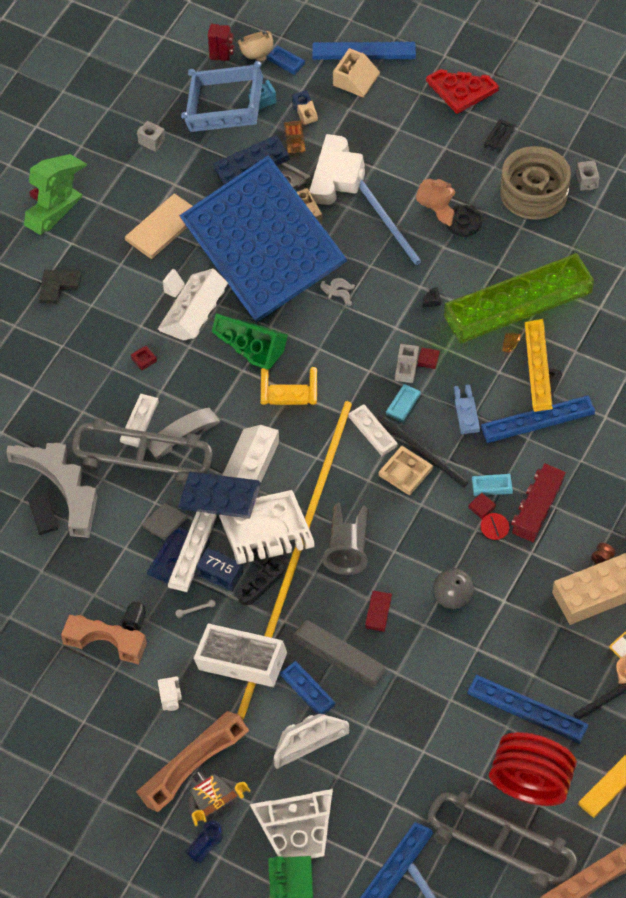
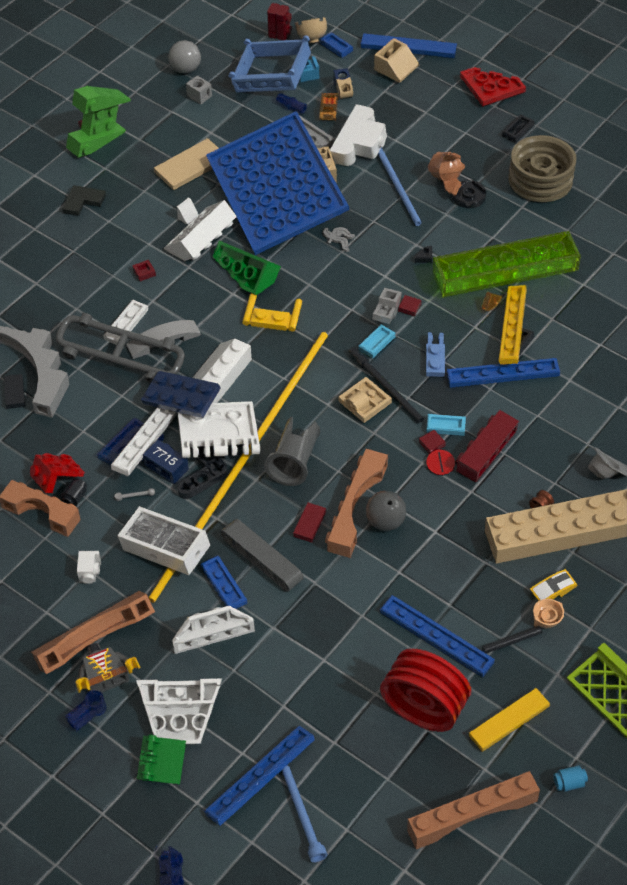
camera: 10 degrees right, 5 degrees down
(104, 596) = (49, 466): none -> red bracket
(127, 99) = (184, 57): none -> light grey piece
(164, 521) = (125, 412): dark grey piece -> none
(241, 161) = (304, 109): dark blue plate -> none
(251, 137) = (291, 103): none -> clear blue axle
(373, 430) = (342, 360): white tile -> none
(428, 548) = (369, 472): none -> nougat arch
(540, 878) = (413, 802): dark grey bar -> none
(587, 175) = (593, 169): light grey brick -> none

